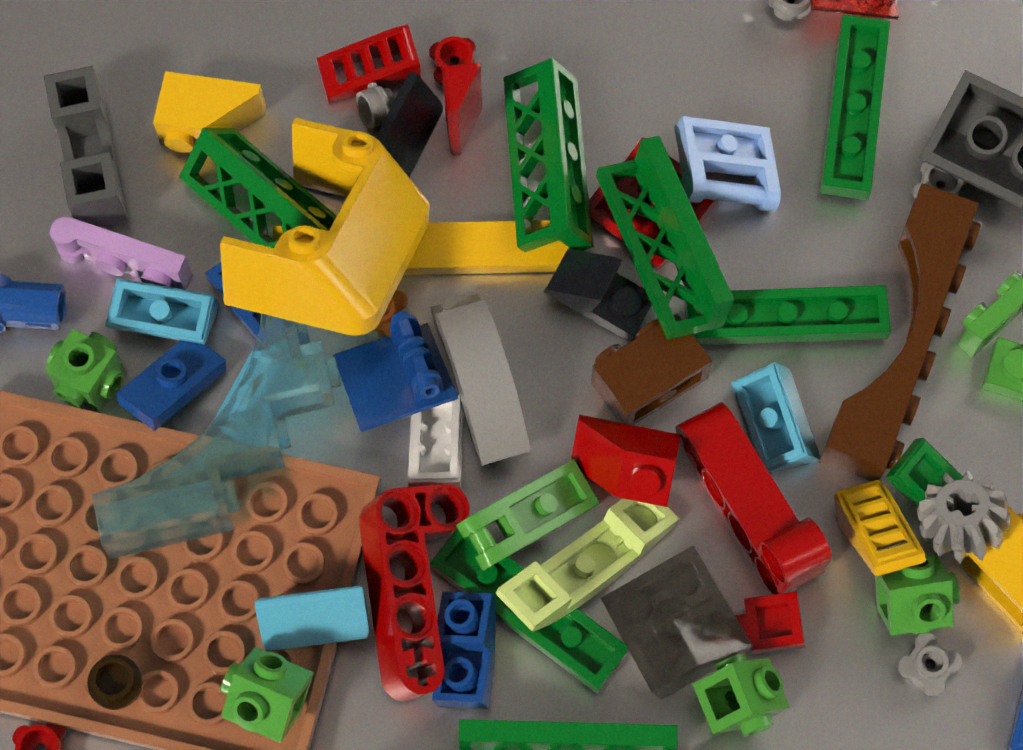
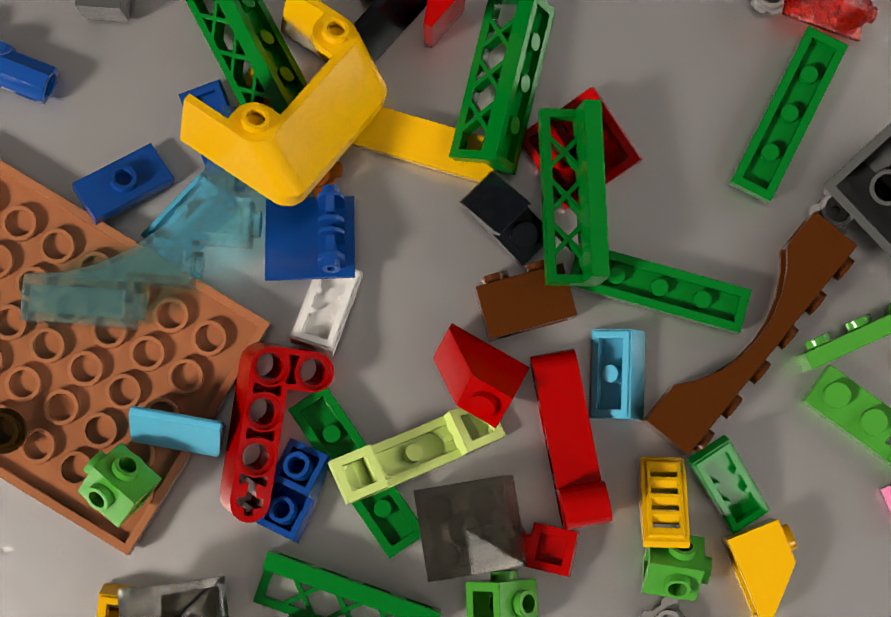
camera: 15 degrees right, 15 degrees up
(85, 370) = (64, 162): bright green brick -> none
(119, 253) = (110, 54): lavender plate -> none
(162, 311) = (132, 118): medium azure slope -> none
(482, 377) = (379, 262): light grey arch -> none
(529, 513) = (381, 396): bright green plate -> none
(727, 150) = (658, 122): light blue plate -> none
(963, 516) = (750, 513): light grey gear -> none

